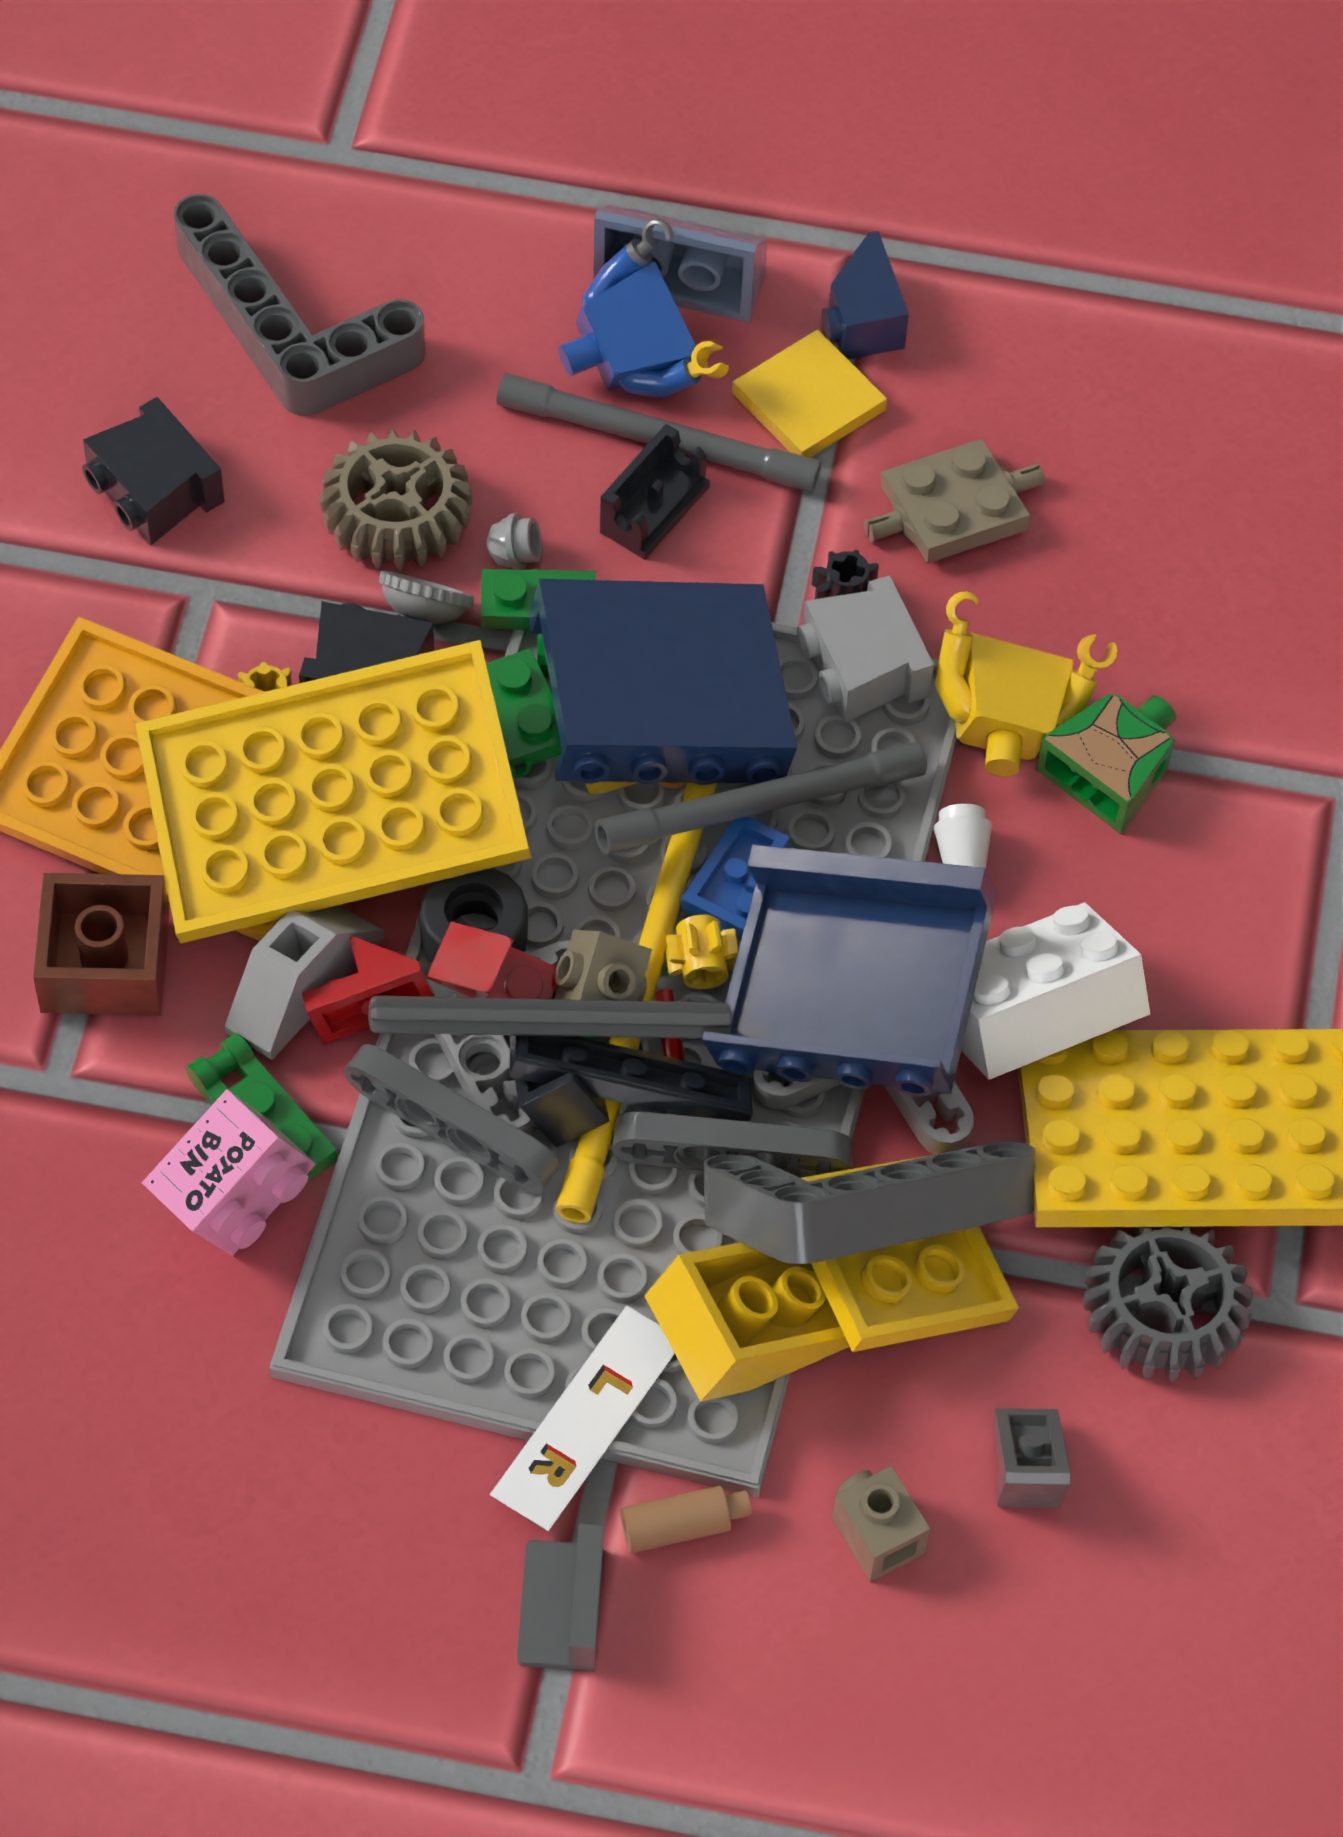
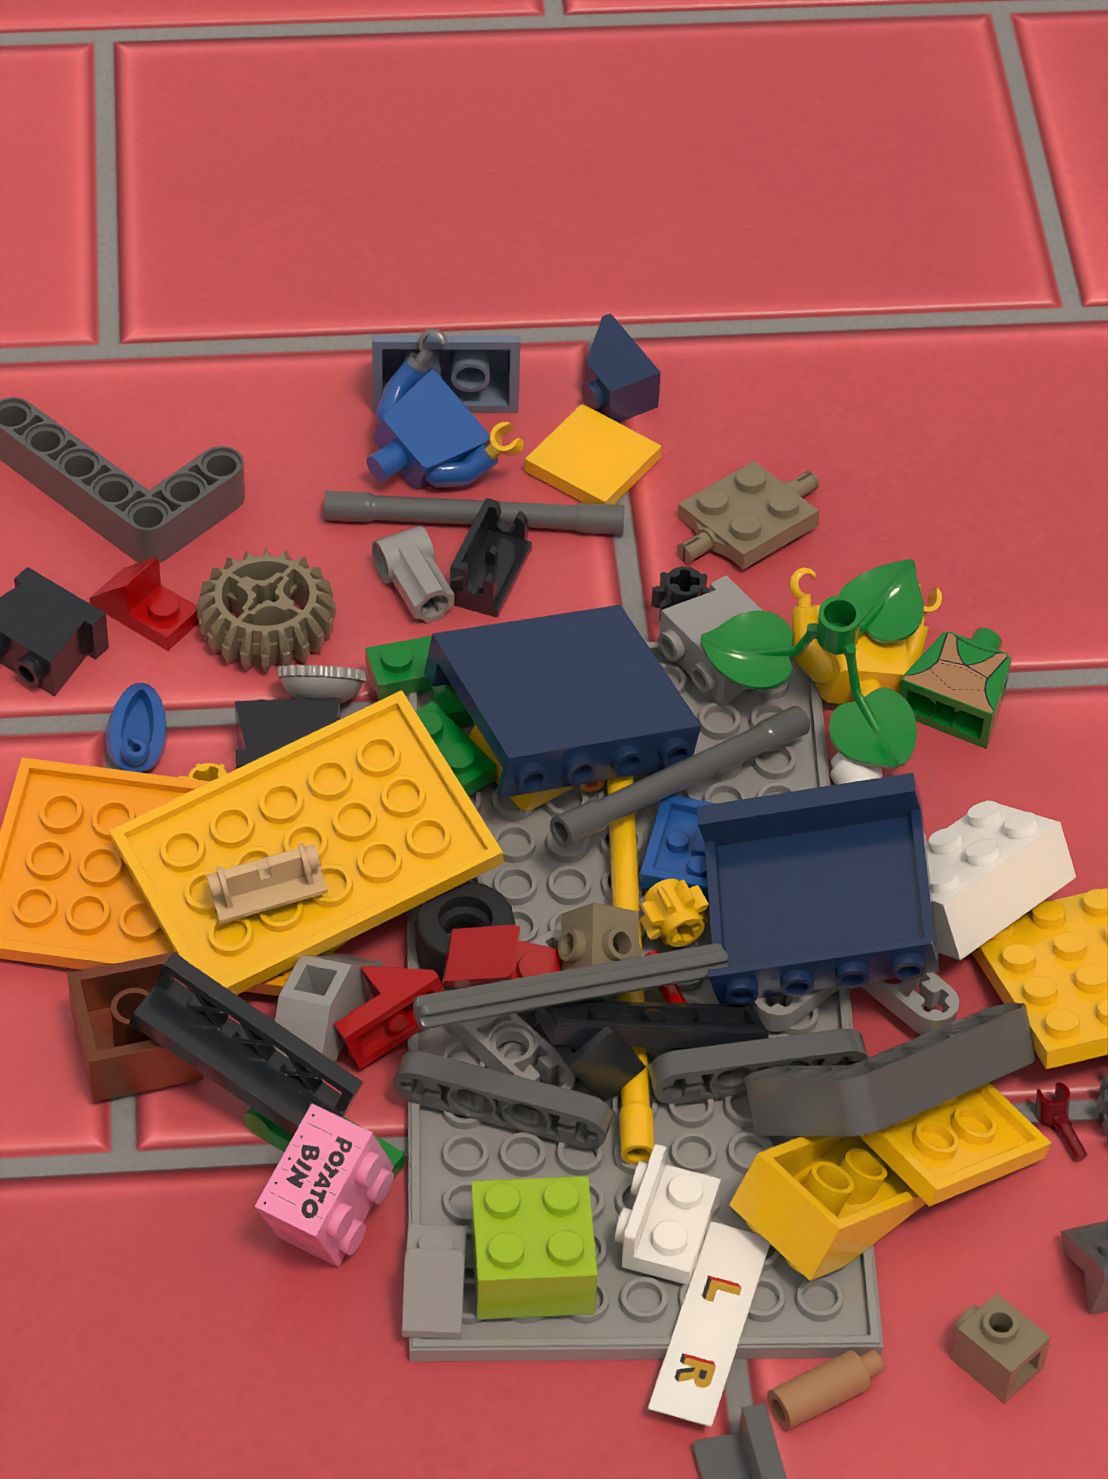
camera: 15 degrees left, 10 degrees down
(190, 1005) = (242, 1054): none -> black fence
(219, 605) = (137, 729): none -> blue arm
(271, 824) = (267, 883): none -> tan hinge
(276, 463) = (145, 605): none -> red slope
(314, 1300) = (434, 1281): none -> light grey slope
(423, 1292) = (533, 1247): none -> lime brick
(515, 541) = (381, 622): light grey plate -> none
(567, 480) = (411, 565): none -> light grey piece
(577, 1292) = (667, 1220): none -> white bracket
(1041, 1277) = (1056, 1114): none -> dark red hand
(1043, 646) = (884, 603): none -> green plant

